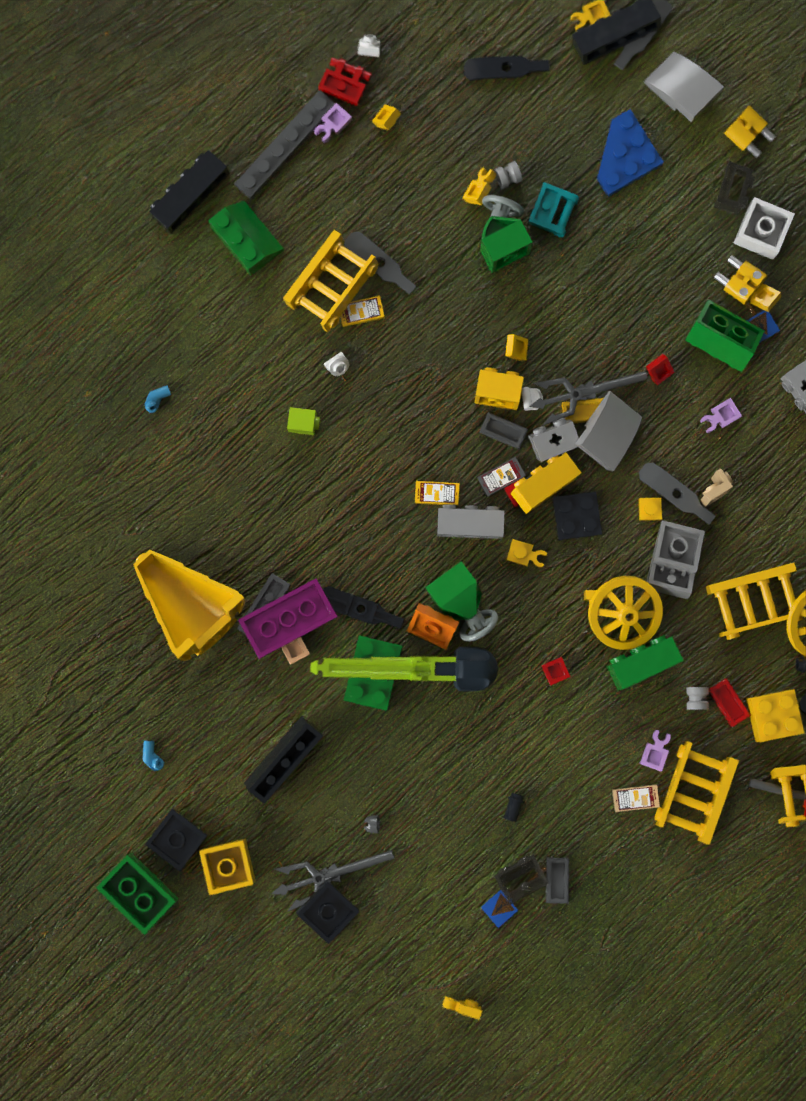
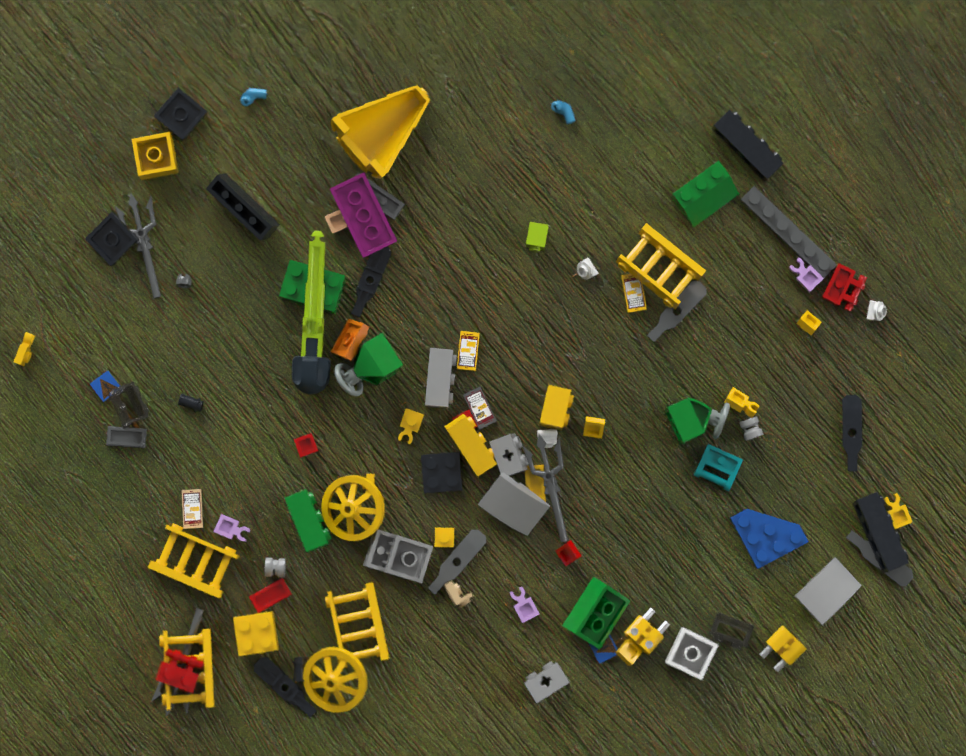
camera: 85 degrees right, 0 degrees up
(137, 893) = (137, 79): green brick -> none
(503, 430) = (520, 412): dark grey tile -> none

